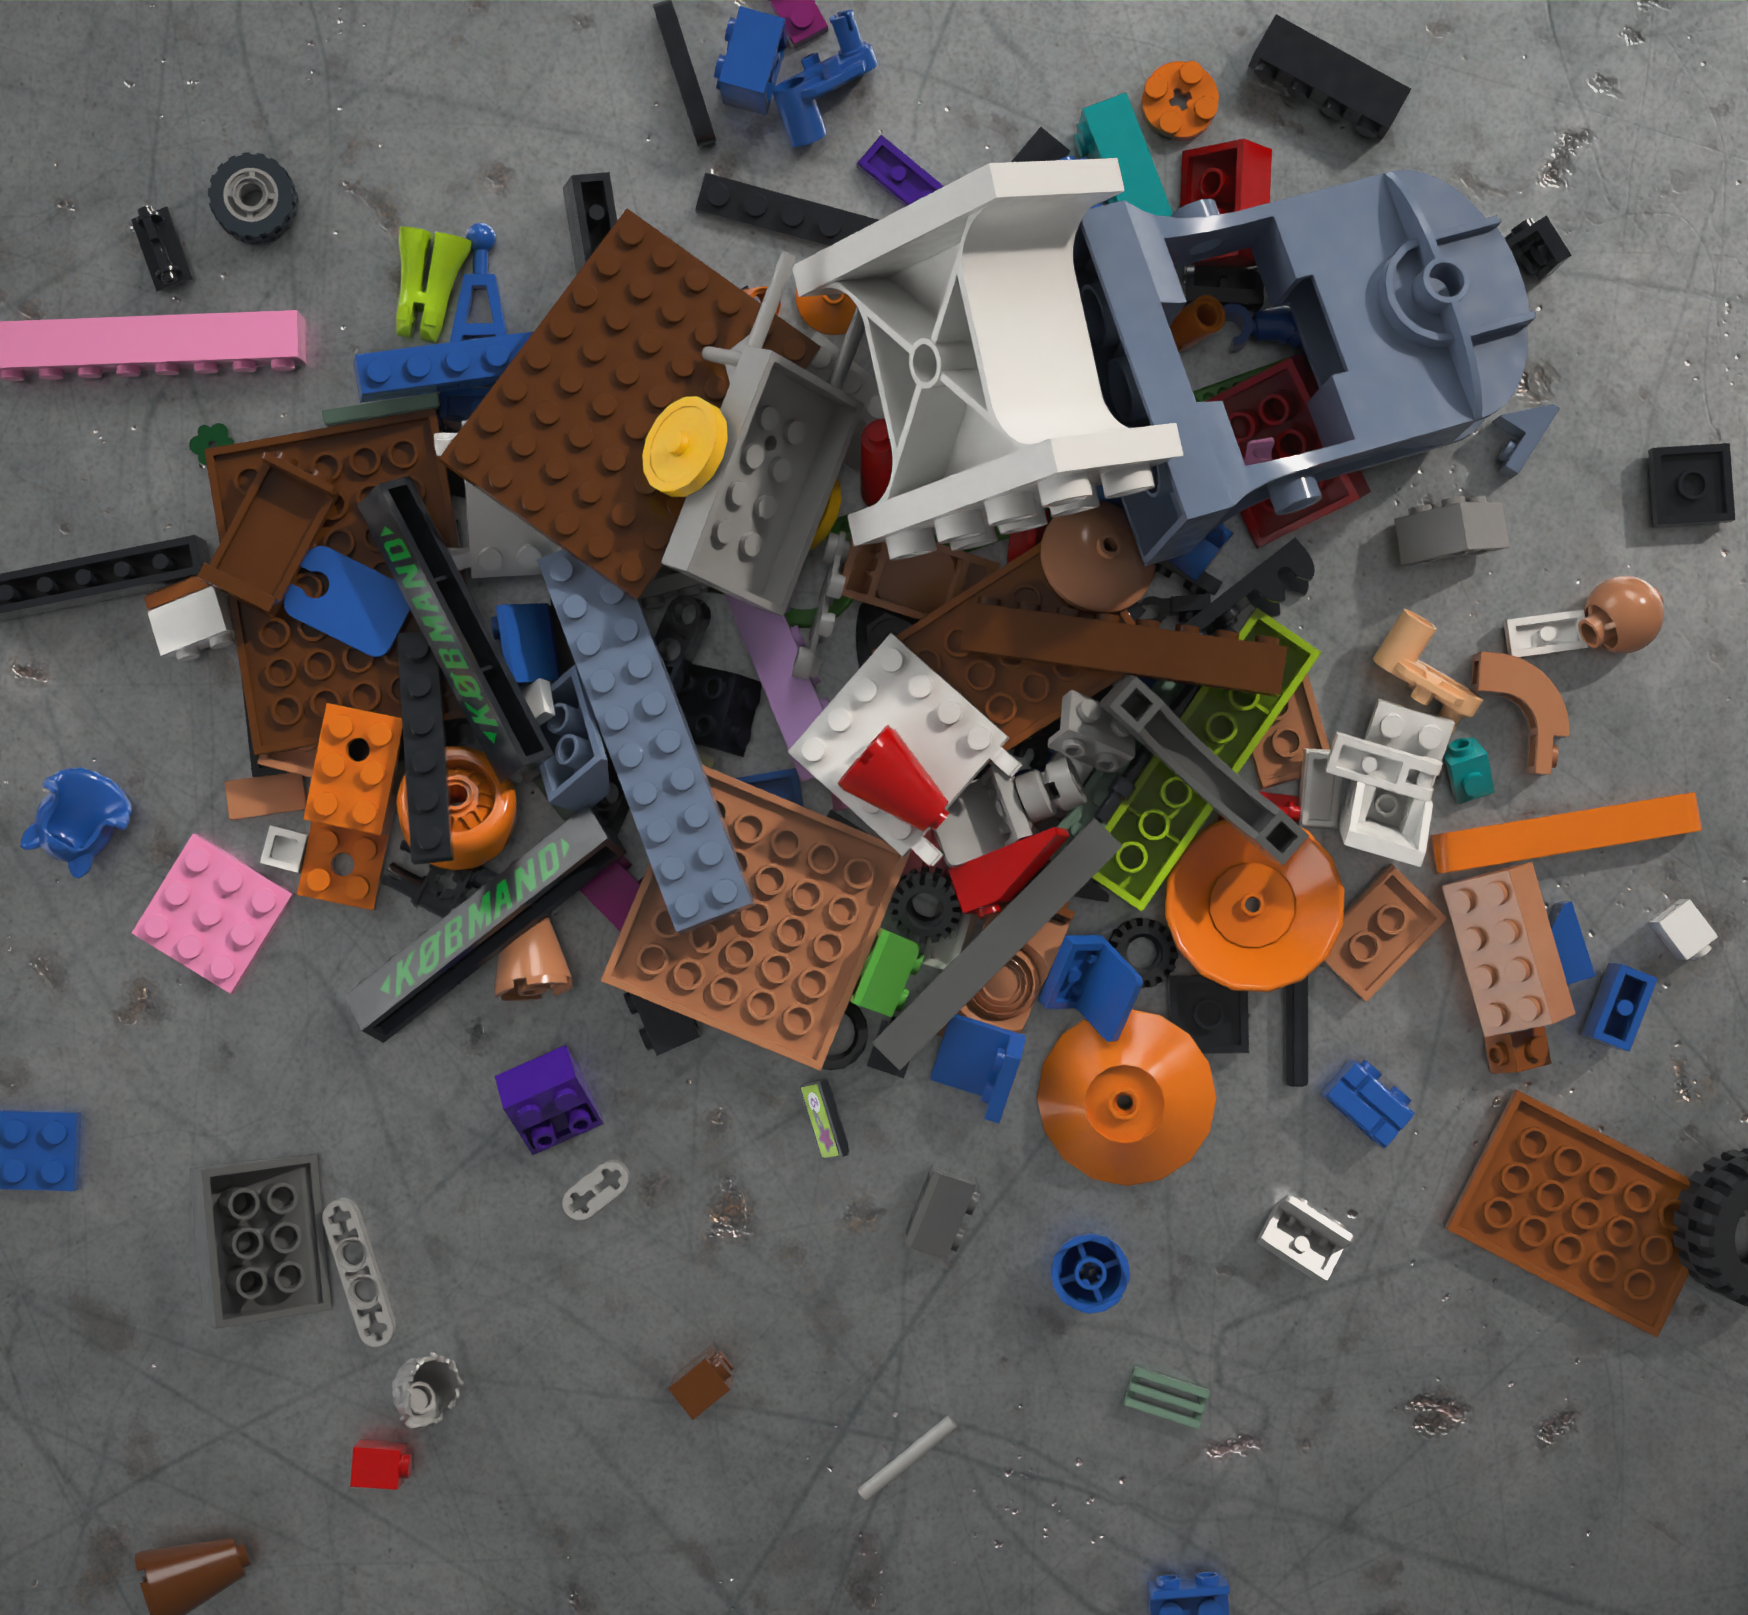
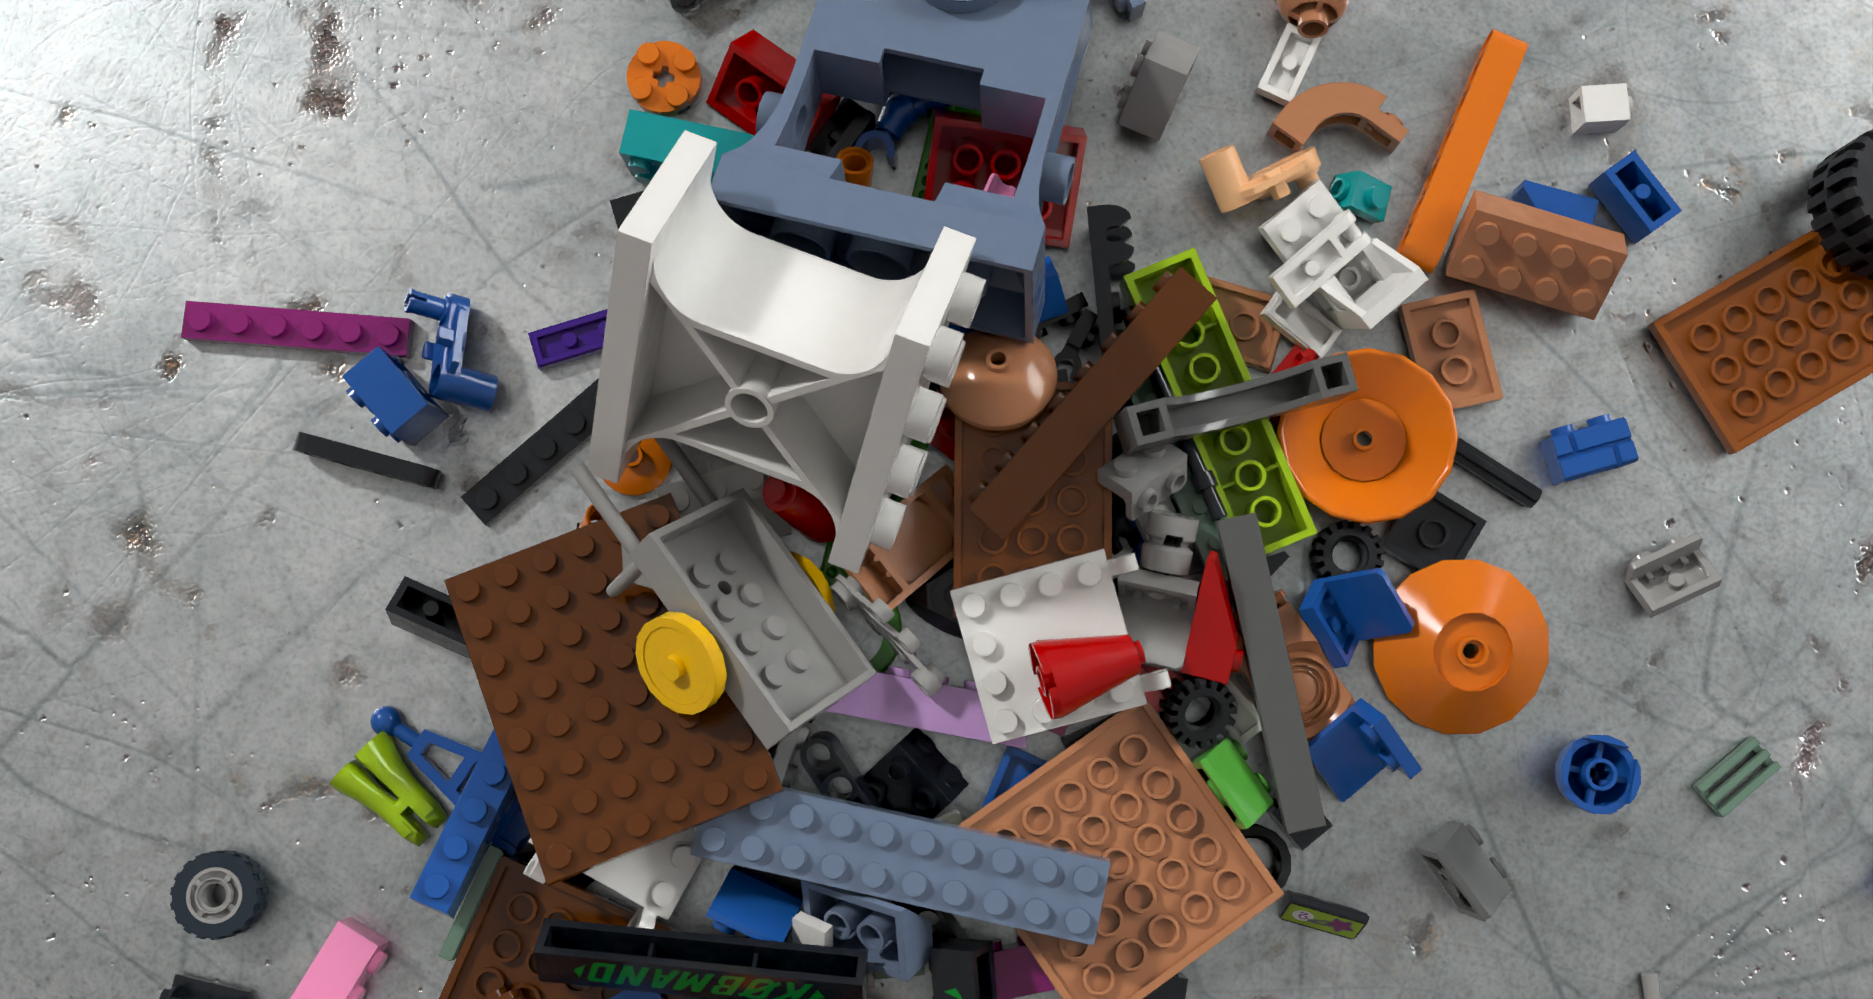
camera: 55 degrees left, 5 degrees down
(1517, 1050) = (1621, 305): dark orange bracket -> none

